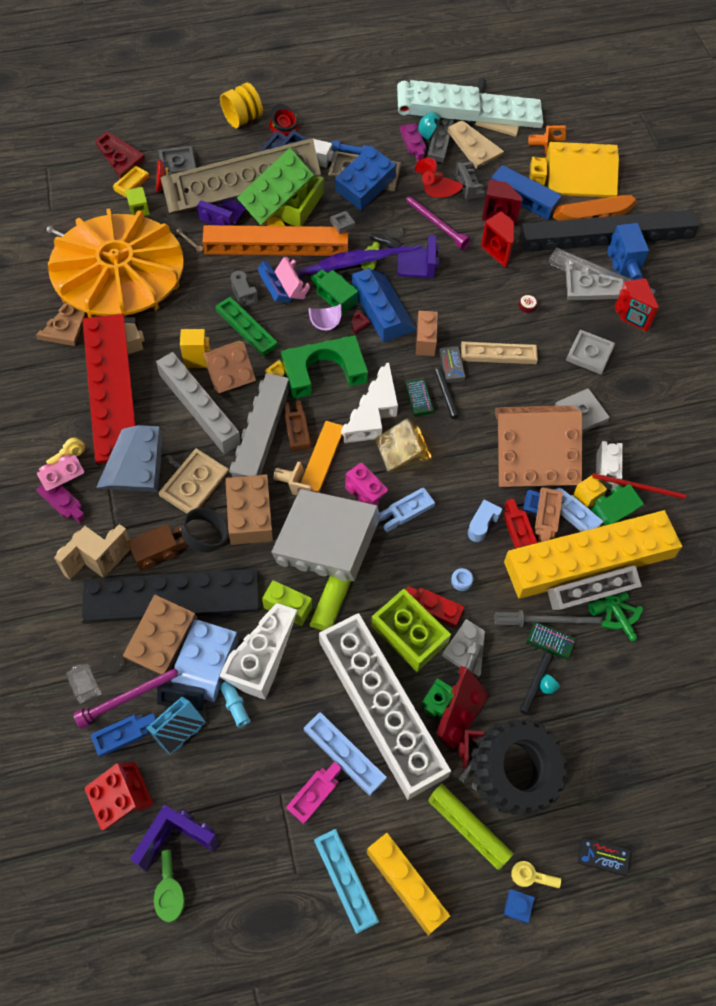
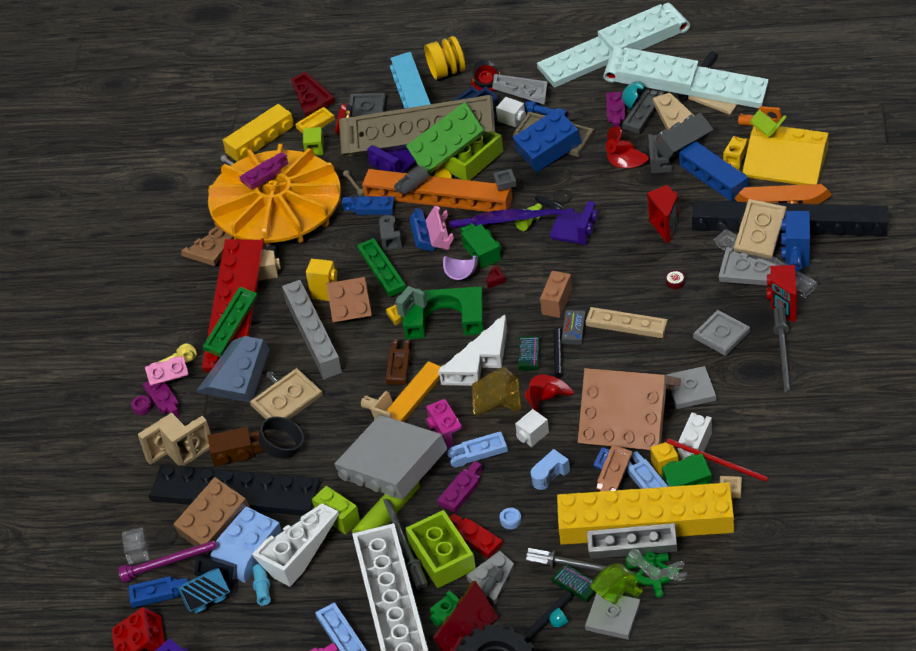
camera: 25 degrees right, 15 degrees down
(41, 513) = (141, 405): none -> magenta tile
(78, 199) = (258, 132): none -> yellow brick
(102, 240) = (264, 171): none -> magenta hinge
(114, 409) = (230, 322): none -> green plate
(212, 262) = (369, 205): none -> blue hinge
(215, 133) = (408, 81): none -> medium azure brick
(248, 509) = (327, 427): medium nougat brick -> none
(252, 233) = (411, 180): none -> dark grey hinge
(261, 426) = (362, 361): light grey brick -> none
(293, 356) = (408, 299): none -> sand green bracket
(323, 128) = (525, 88): none -> light grey wing
(382, 305) = (523, 262): blue slope -> none
(390, 656) = (413, 565): none -> dark grey piece
(402, 555) = (461, 488): none -> magenta hinge
(406, 65) = (633, 33): none -> light aqua hinge
(451, 434) = (545, 387): none -> red piece
(451, 478) = (531, 428): none -> white brick
(461, 240) = (627, 211): magenta piece -> none
(489, 160) = (682, 135): none -> dark grey brick
(501, 198) = (678, 176): dark red slope -> none
(518, 525) = (582, 476): red hinge -> none
(566, 143) = (765, 124): none -> lime bracket
(591, 244) = (760, 229): none -> tan tile
(597, 640) = (614, 581): none -> clear neon green brick
(598, 669) = (613, 619): none -> light grey plate
(639, 612) = (635, 558): none -> clear piece
(642, 340) = (781, 329): none -> dark grey piece
(654, 506) = (735, 485): none -> tan tile

